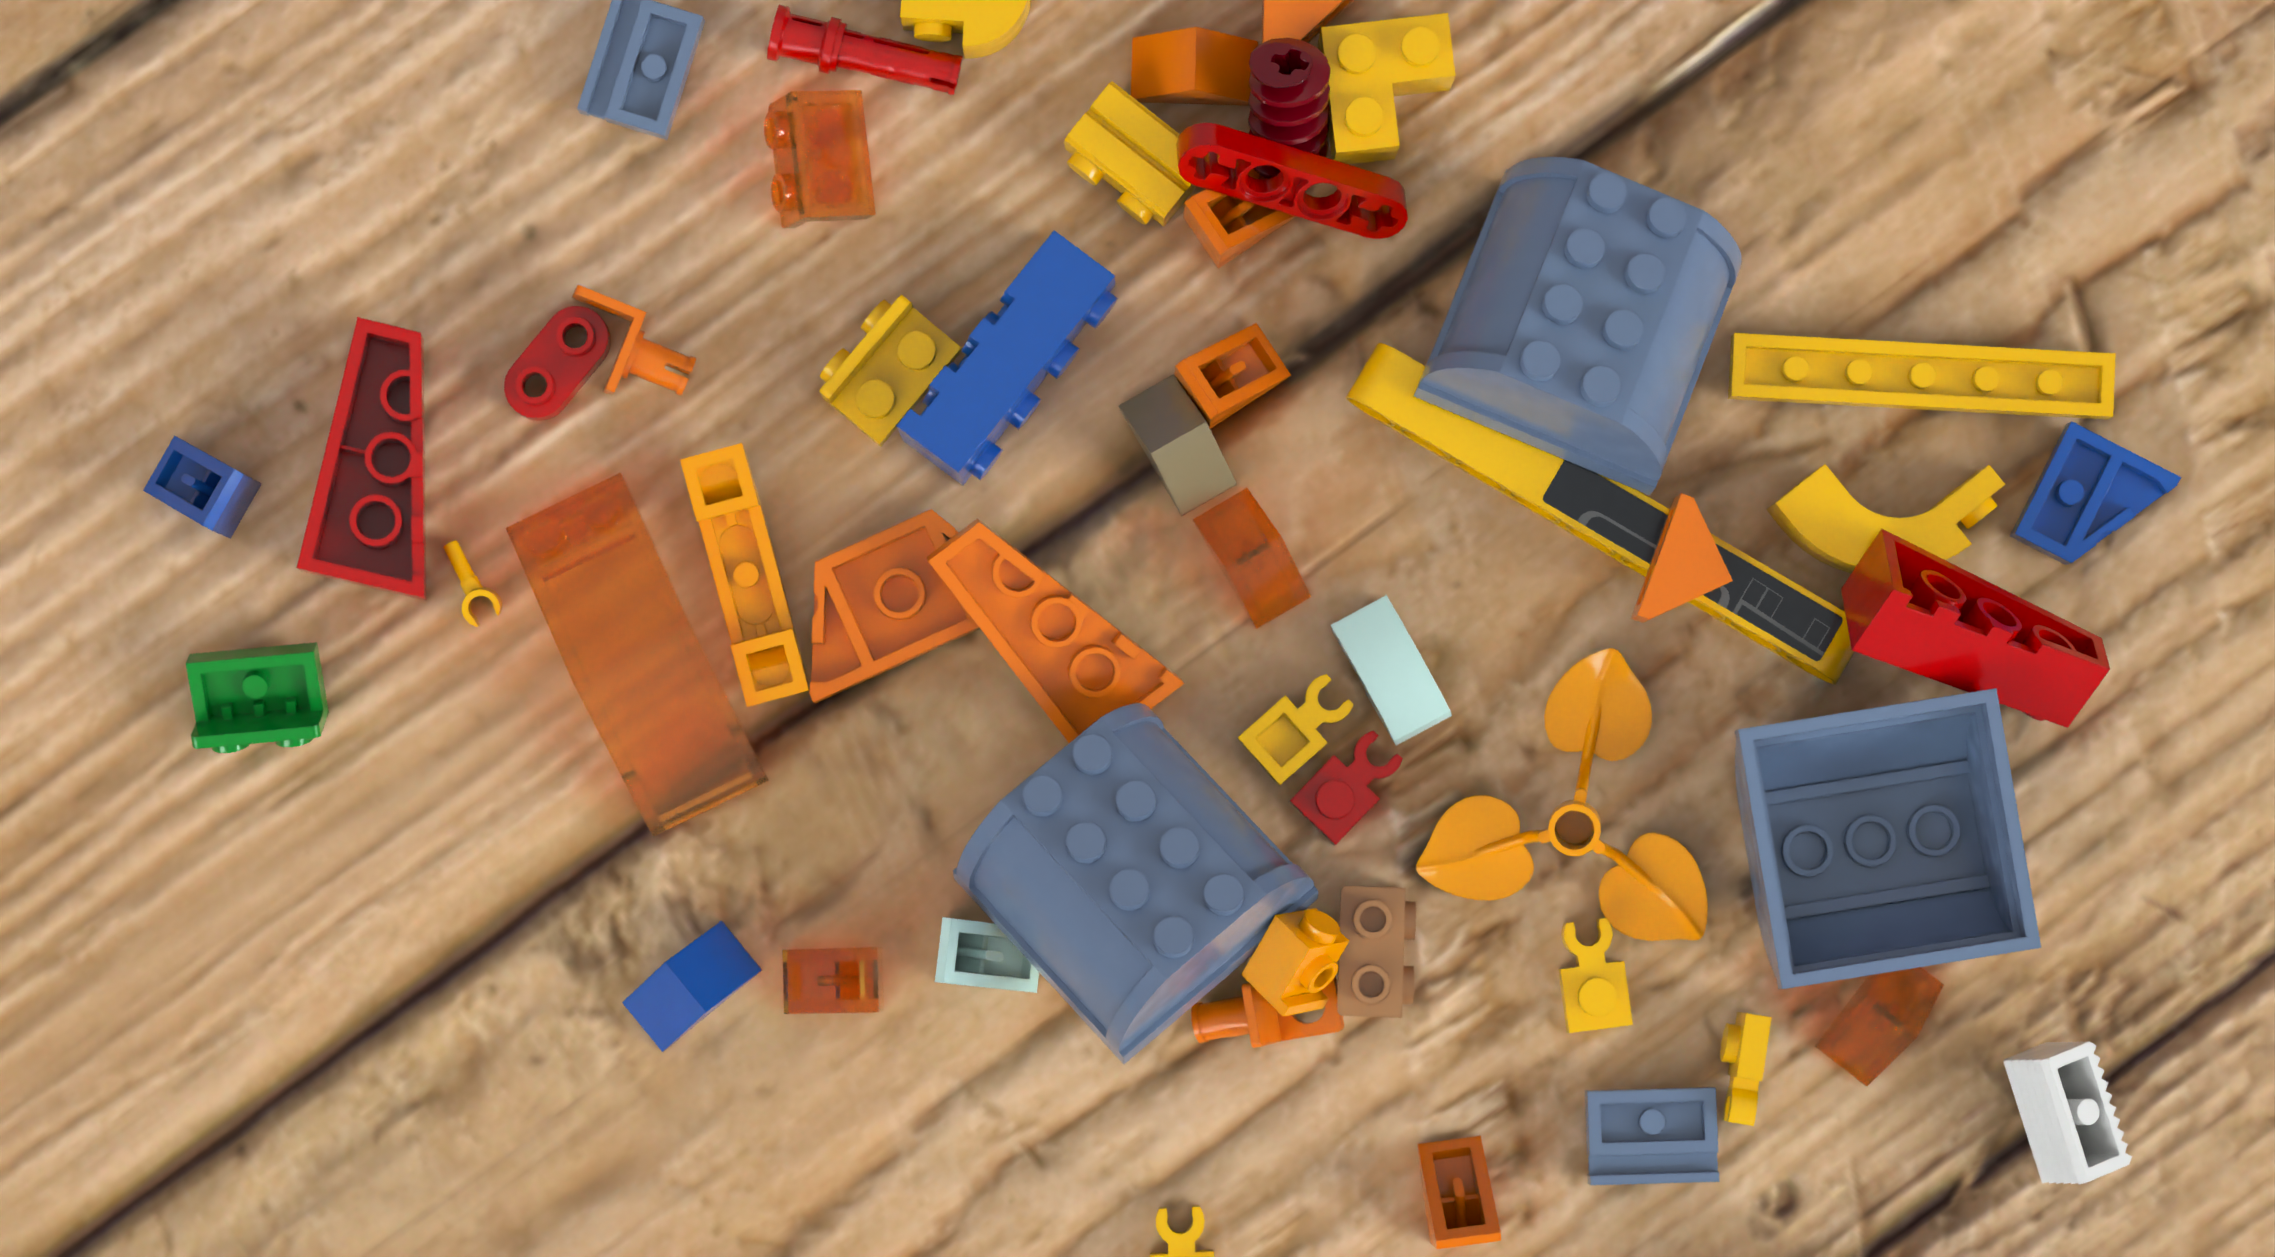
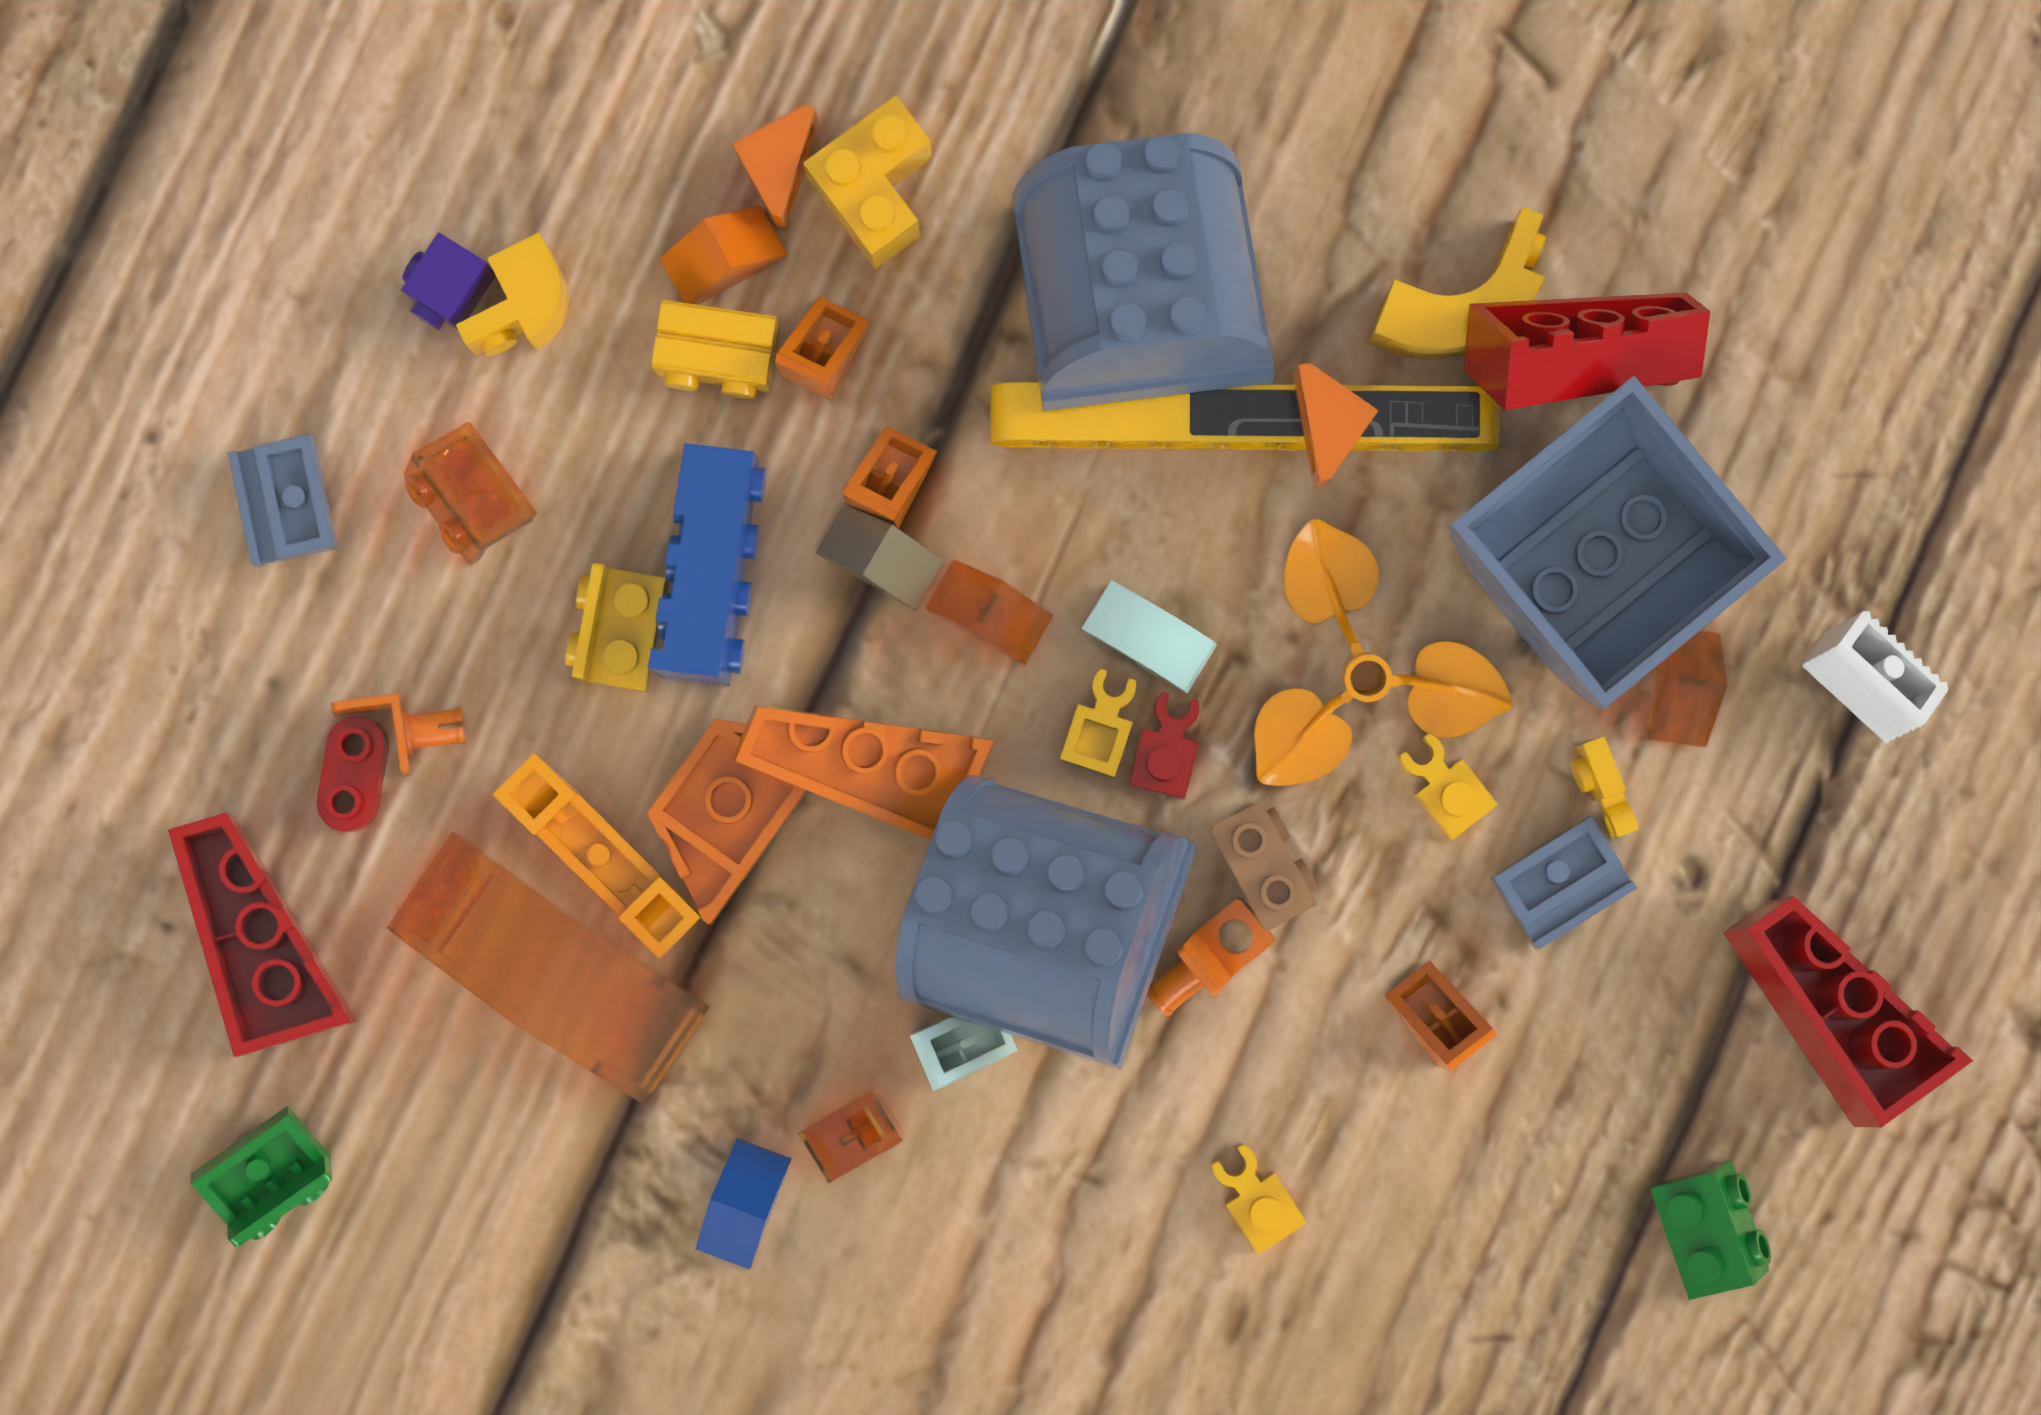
camera: 30 degrees left, 0 degrees up
(202, 487) = (126, 1035): blue slope -> none
(470, 583) = (383, 988): yellow hand -> none
(835, 46) = (428, 398): red pin -> none
(1289, 96) = (814, 242): dark red piece -> none
(1296, 961) = (1209, 908): light orange brick -> none
(1361, 205) = (849, 305): red beam -> none
(1921, 376) = (1428, 169): yellow plate -> none
(2087, 494) = (1609, 187): blue wing -> none

